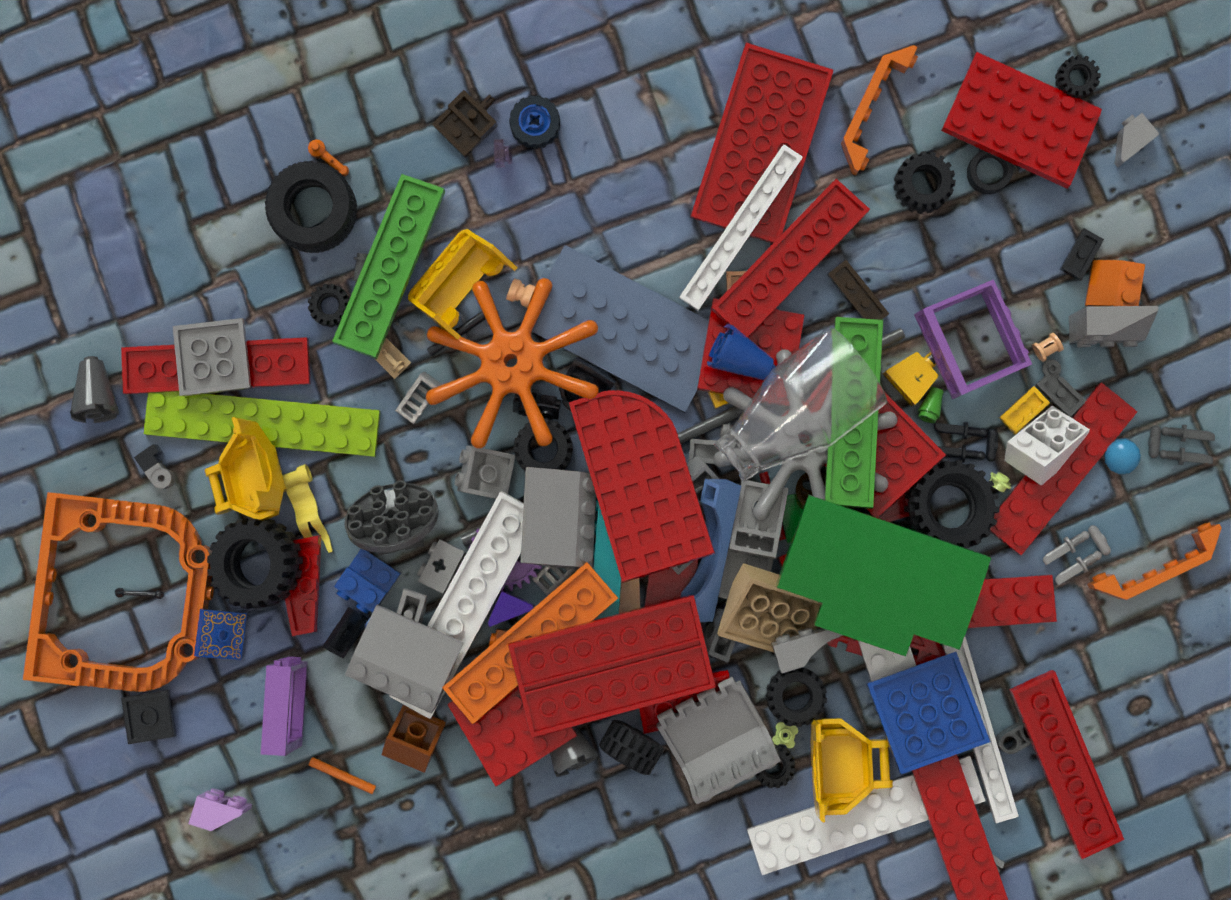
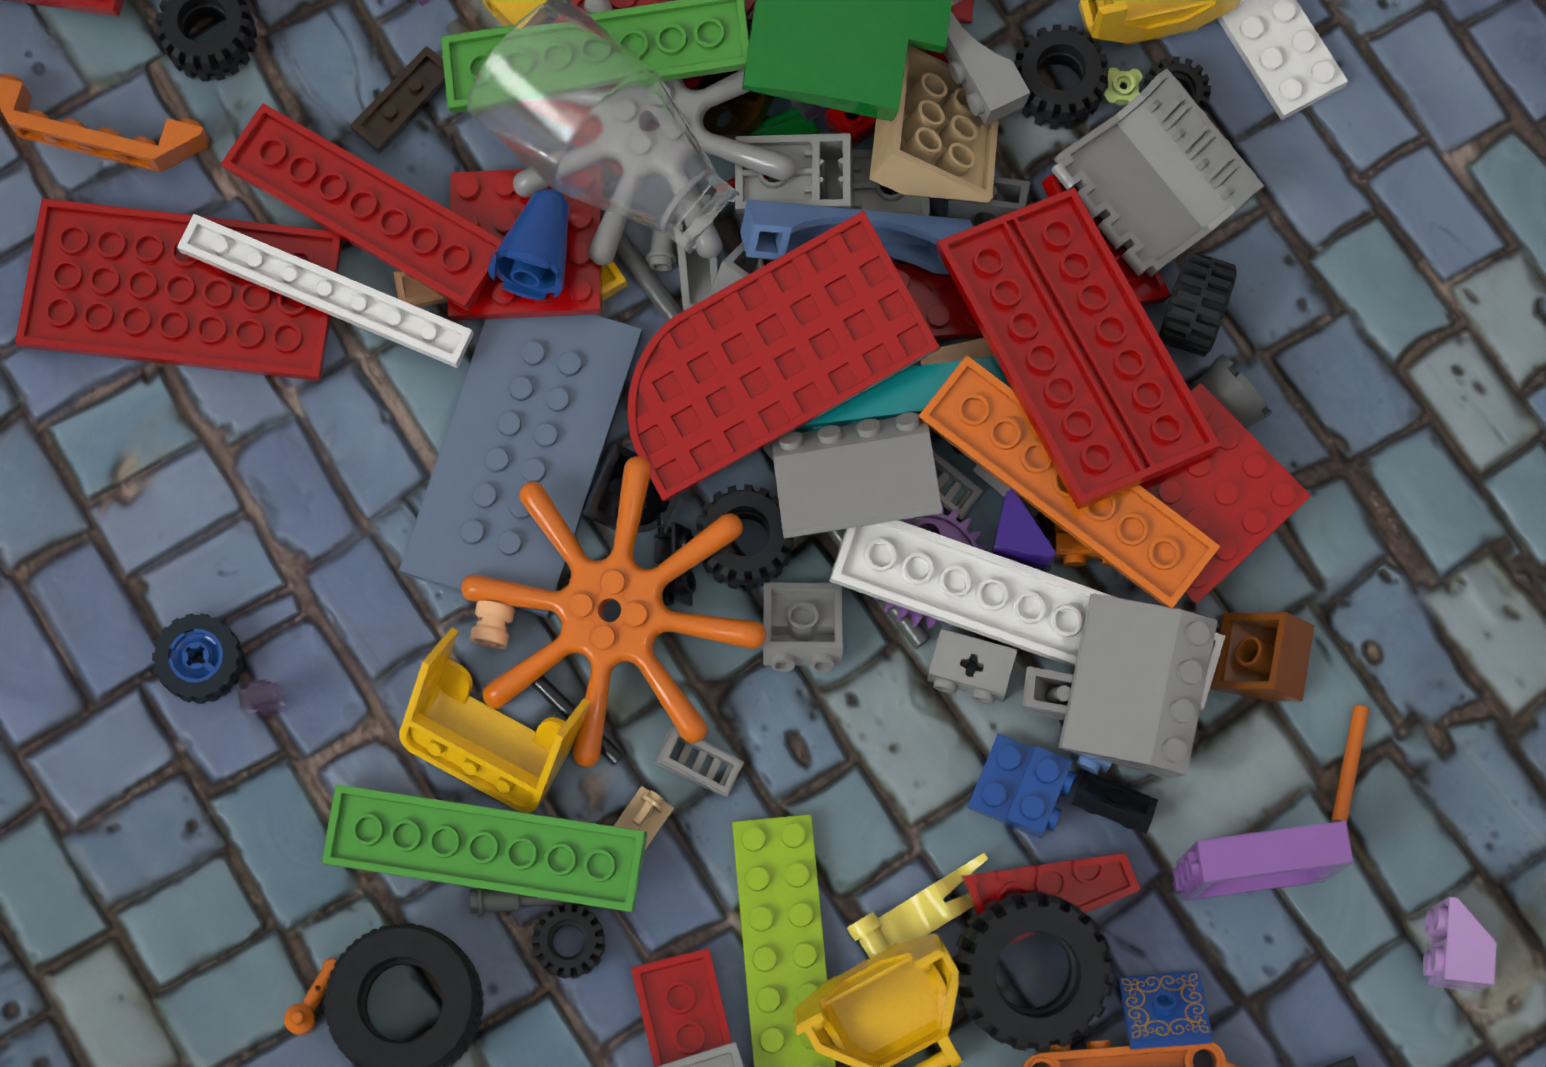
camera: 100 degrees left, 10 degrees down
(391, 518) = (909, 754): dark grey bracket -> none
(466, 122) = (217, 771): dark brown plate -> none

